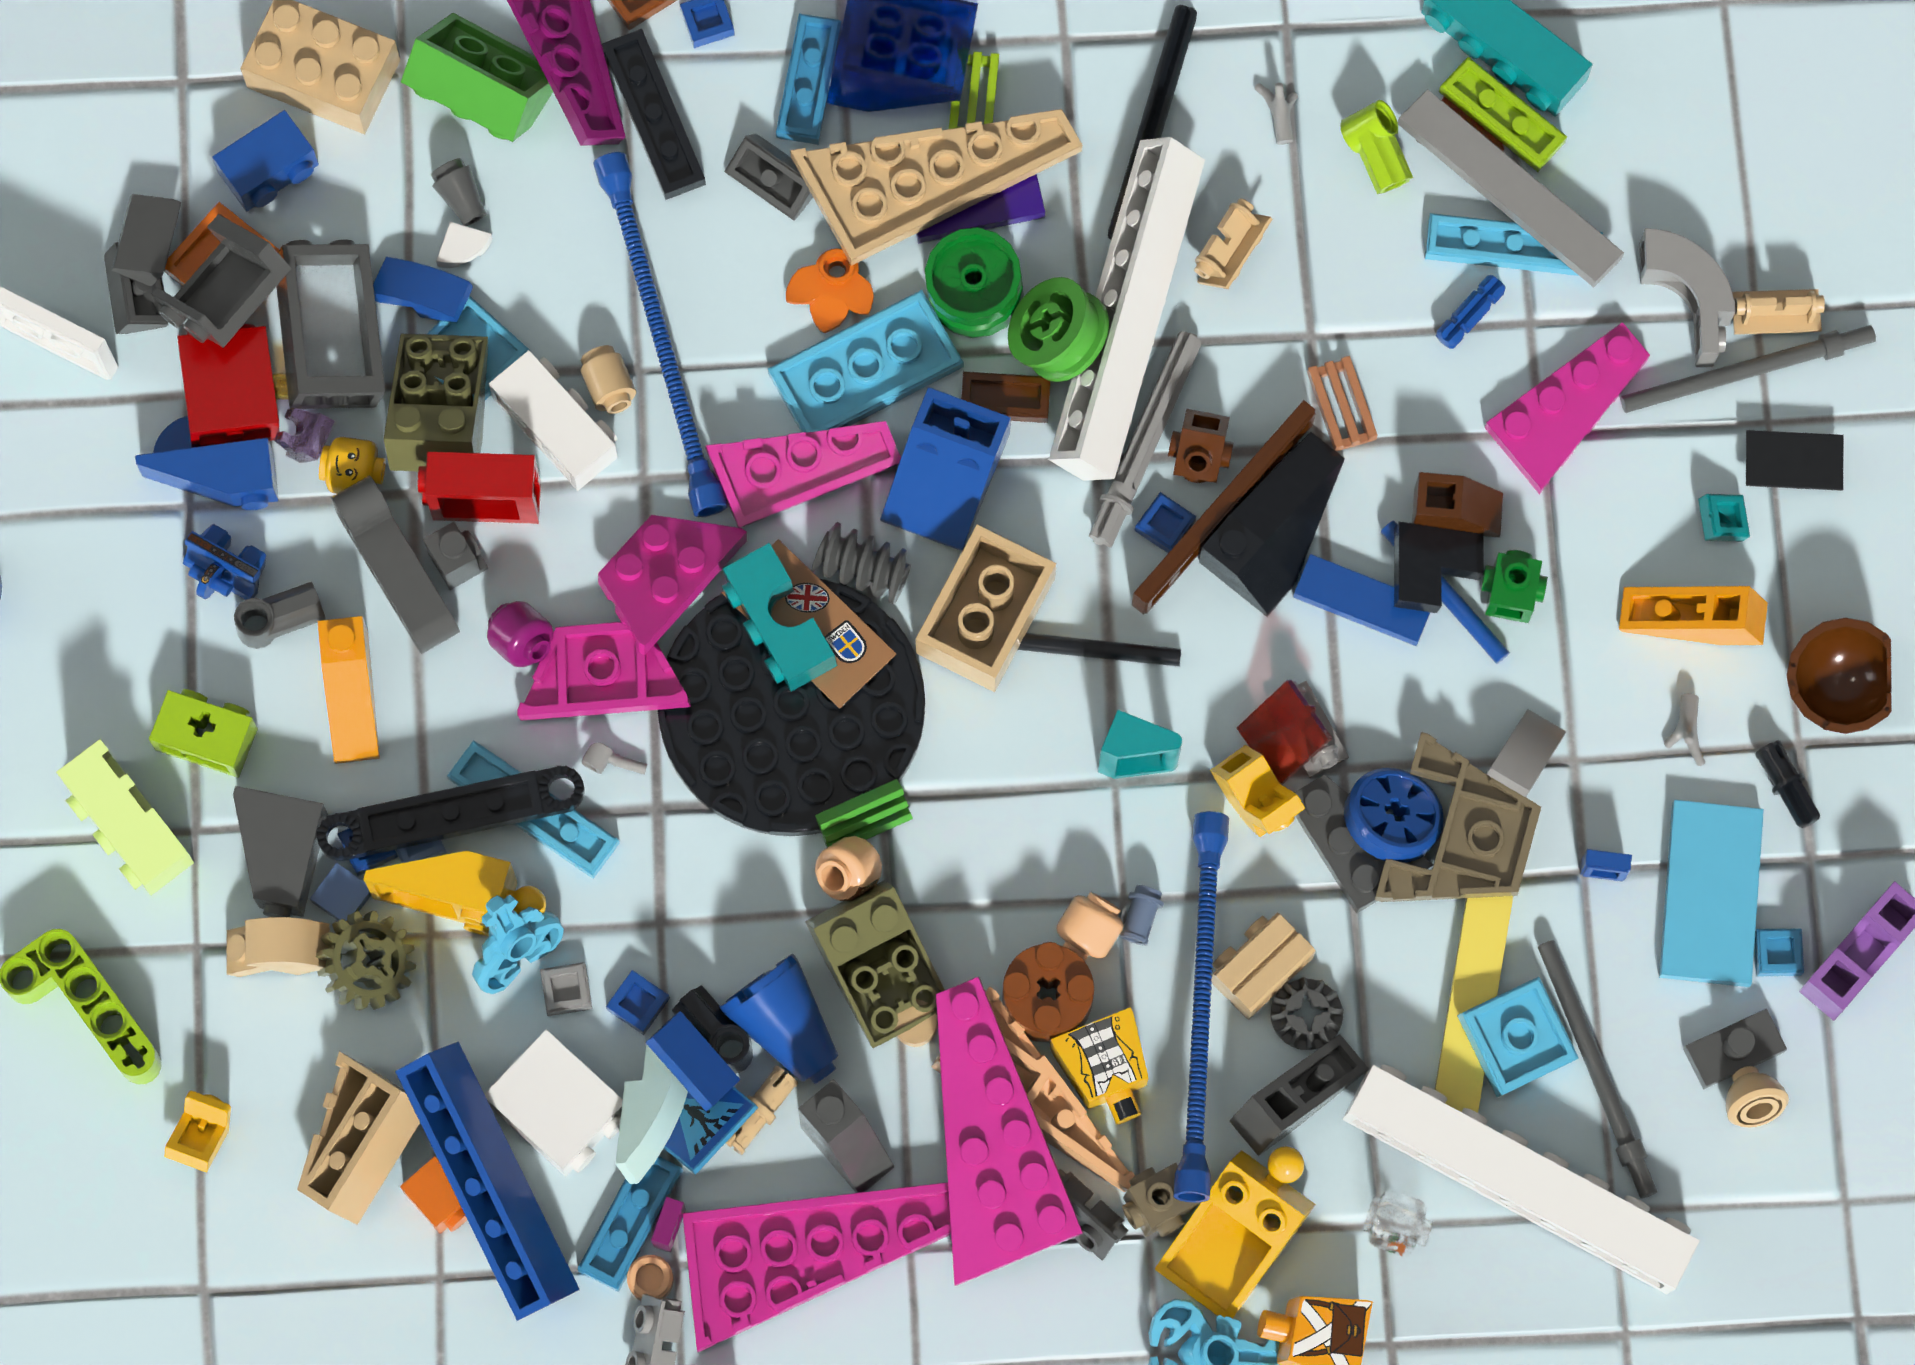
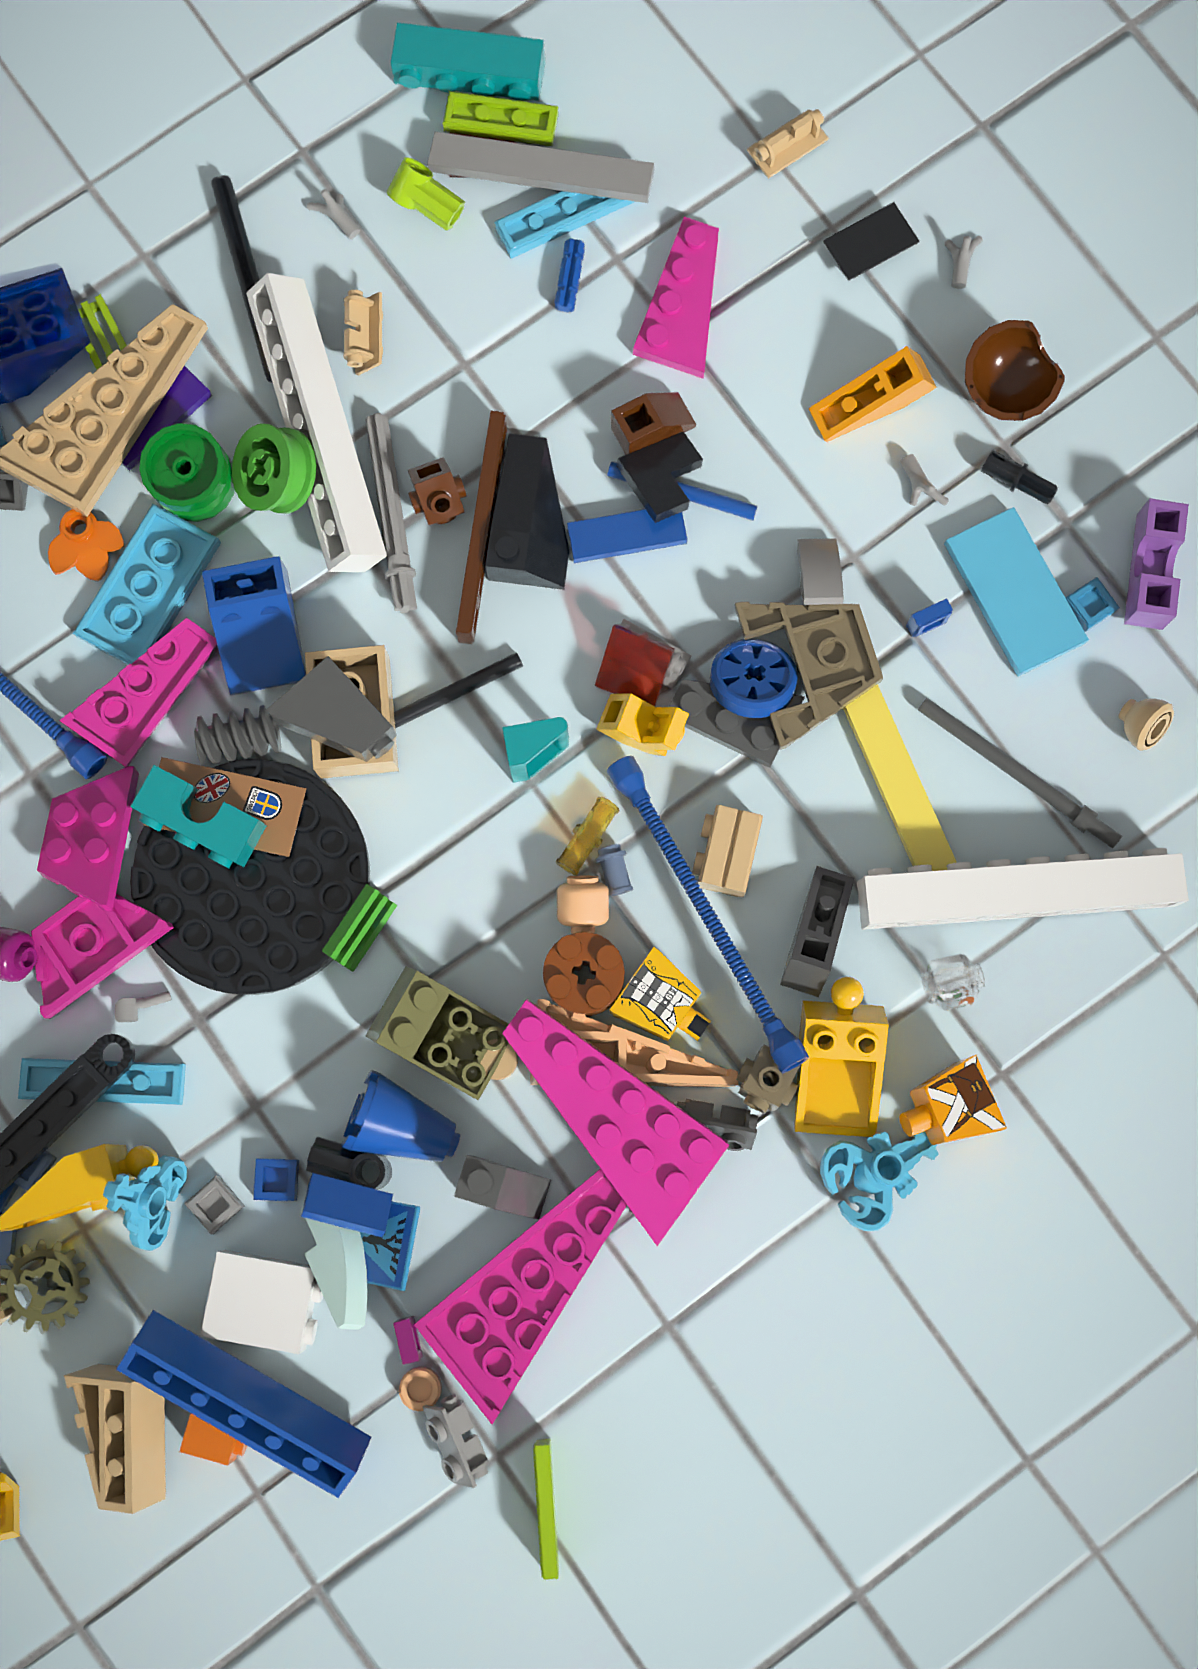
camera: 30 degrees left, 5 degrees up
(628, 1225) = (378, 1358): dark azure tile -> none
(767, 1099) = (423, 1195): tan pin -> none
(848, 868) = (372, 975): light nougat head -> none
(969, 599) = (335, 713): none -> dark grey slope
(1016, 396) = (272, 539): reddish brown tile -> none
(1136, 866) = (587, 835): none -> clear yellow pin
(1165, 522) = (445, 566): blue tile -> none
(1292, 1028) = (781, 884): dark grey gear -> none
(1331, 370) = (526, 386): nougat tile -> none
(1513, 586) = (731, 454): green brick -> none
(1517, 1037) = (948, 785): medium azure tile -> none
(1698, 280) = (716, 153): light grey arch -> none
(1724, 517) = (848, 313): teal tile -> none
(1734, 1047) = (1106, 695): dark grey tile -> none
(1828, 346) = (838, 148): dark grey bar -> none
(1877, 532) = (961, 259): none -> light grey bar

